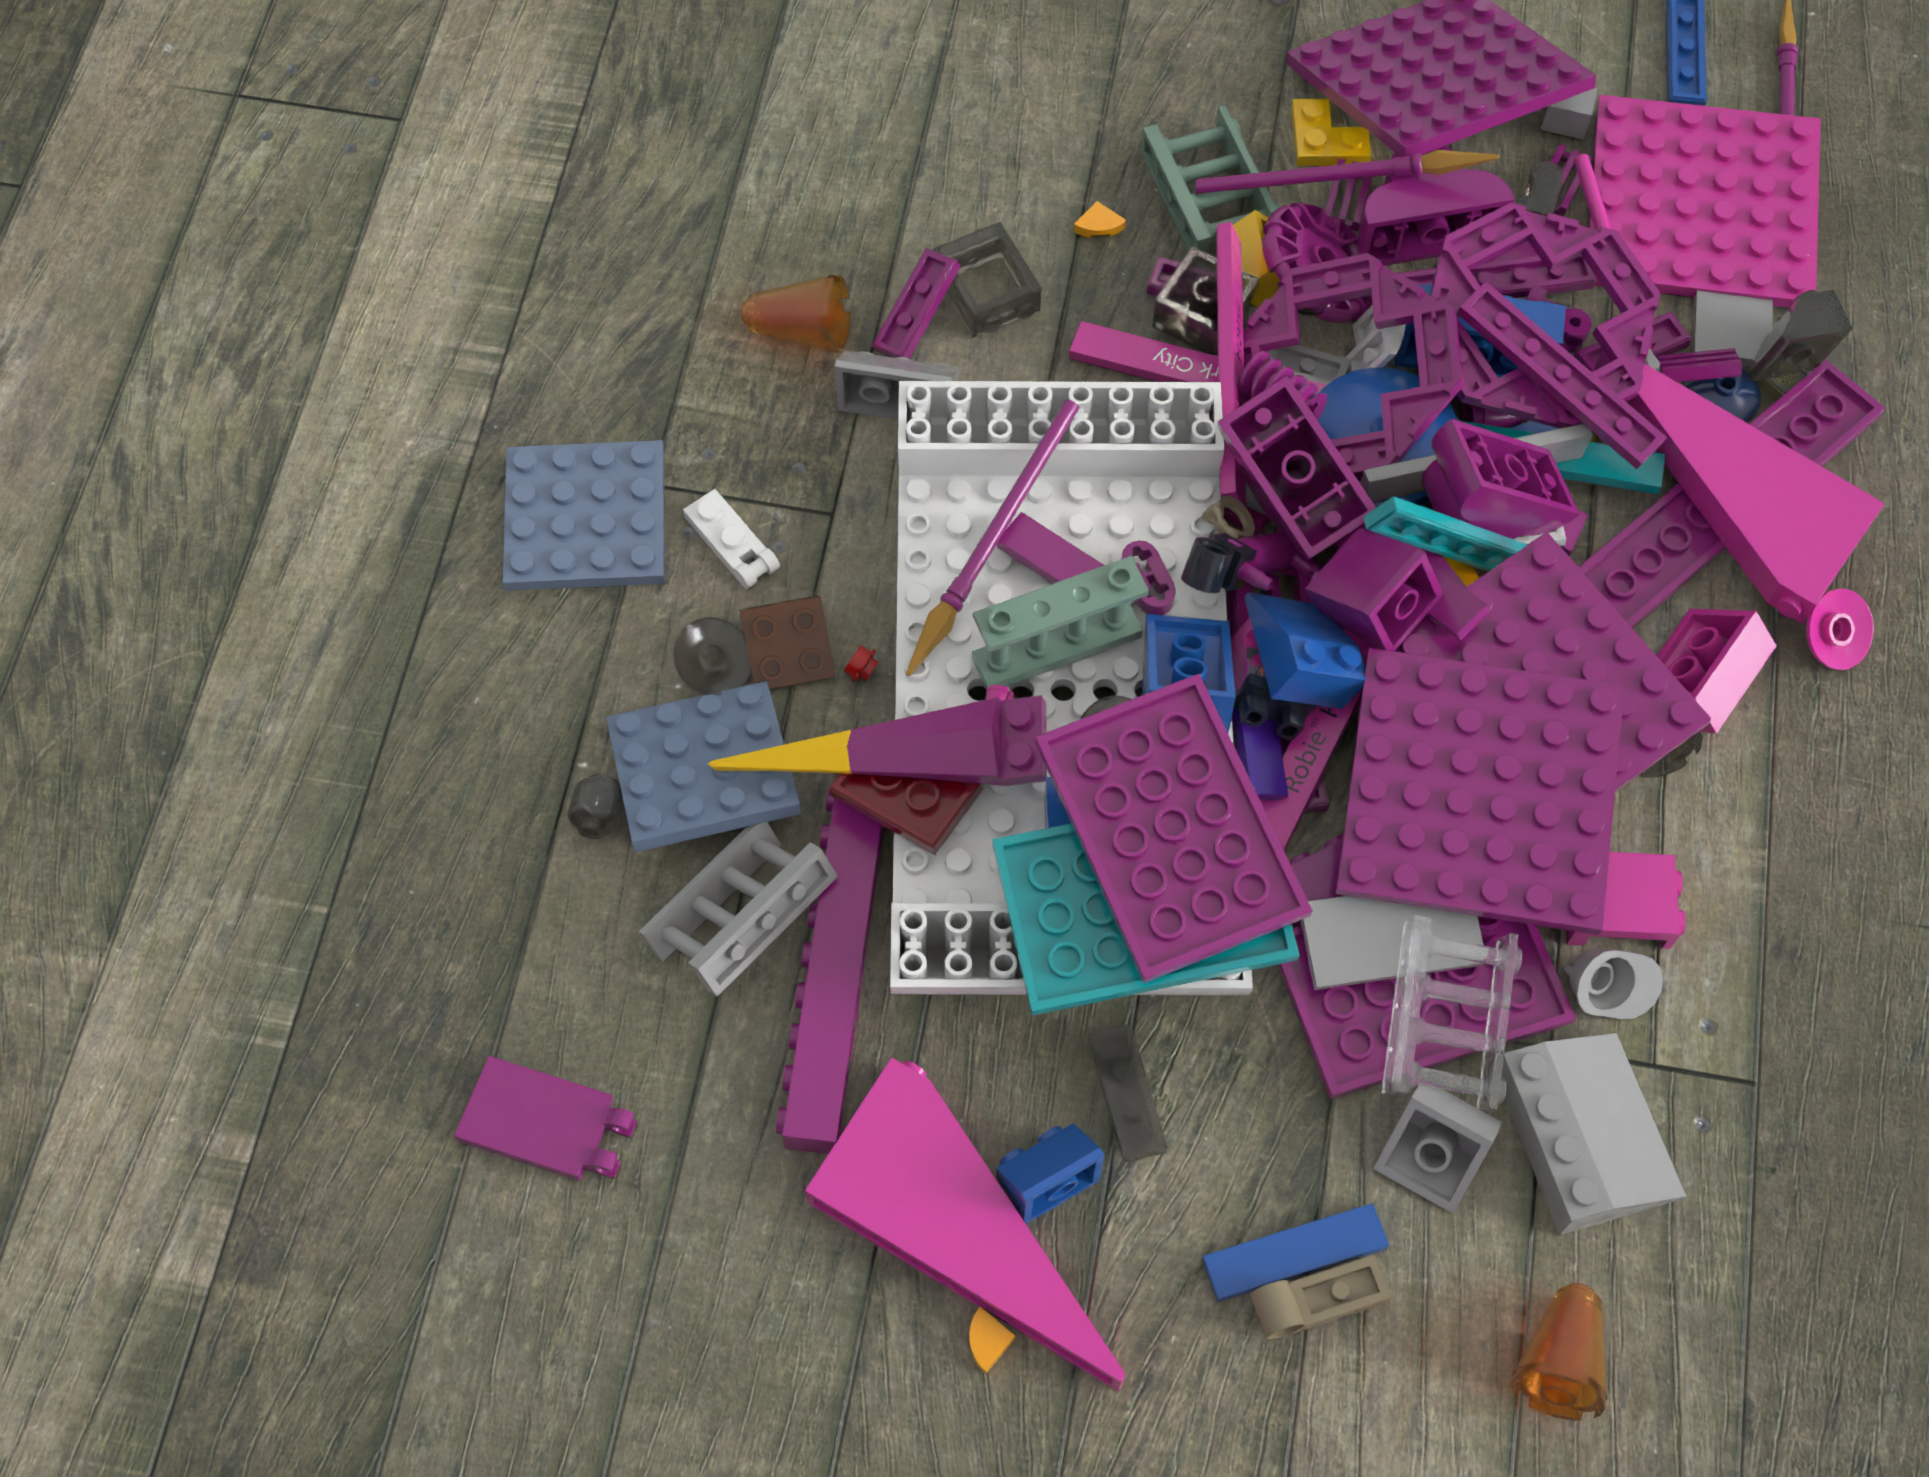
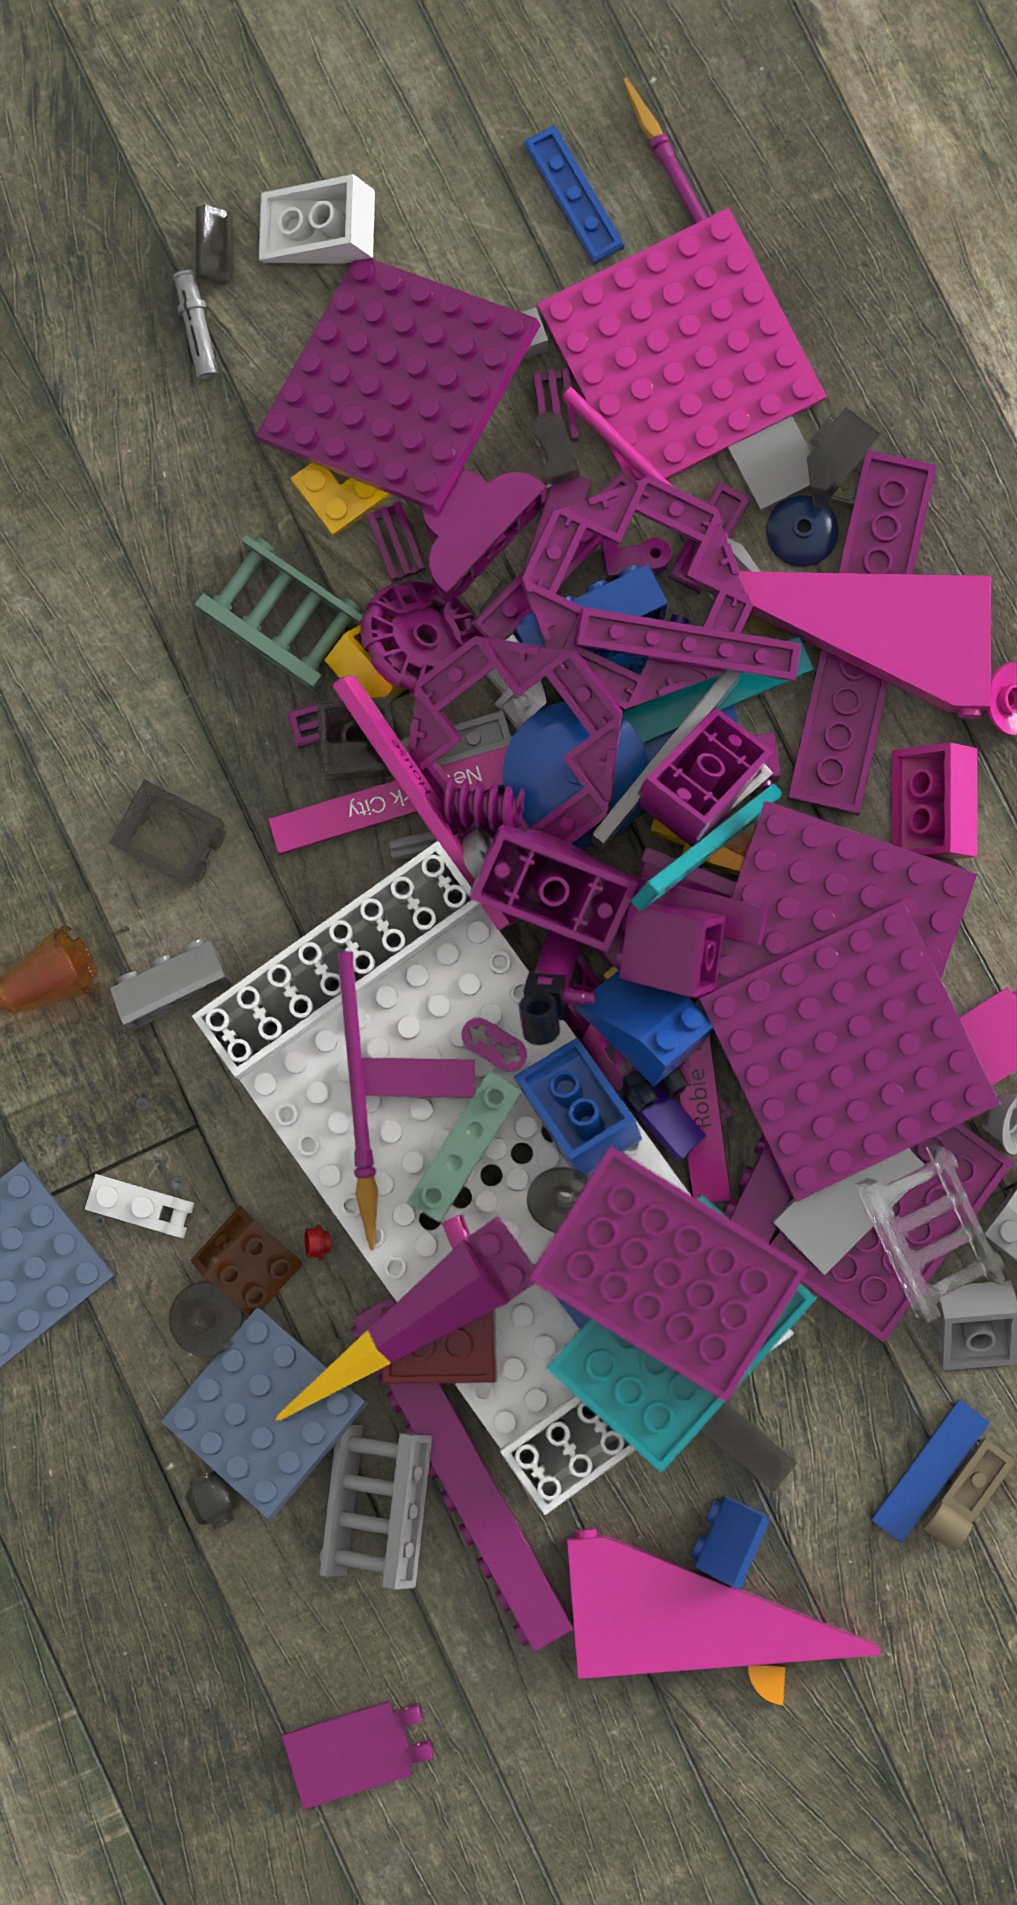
camera: 30 degrees left, 20 degrees up
(916, 305) = (132, 902): magenta tile -> none
(1099, 221) = (216, 710): light orange tile -> none
(1215, 512) = (508, 956): dark tan piece -> none
(1435, 162) = (436, 523): magenta piece -> none
(1700, 365) = (769, 522): magenta tile -> none

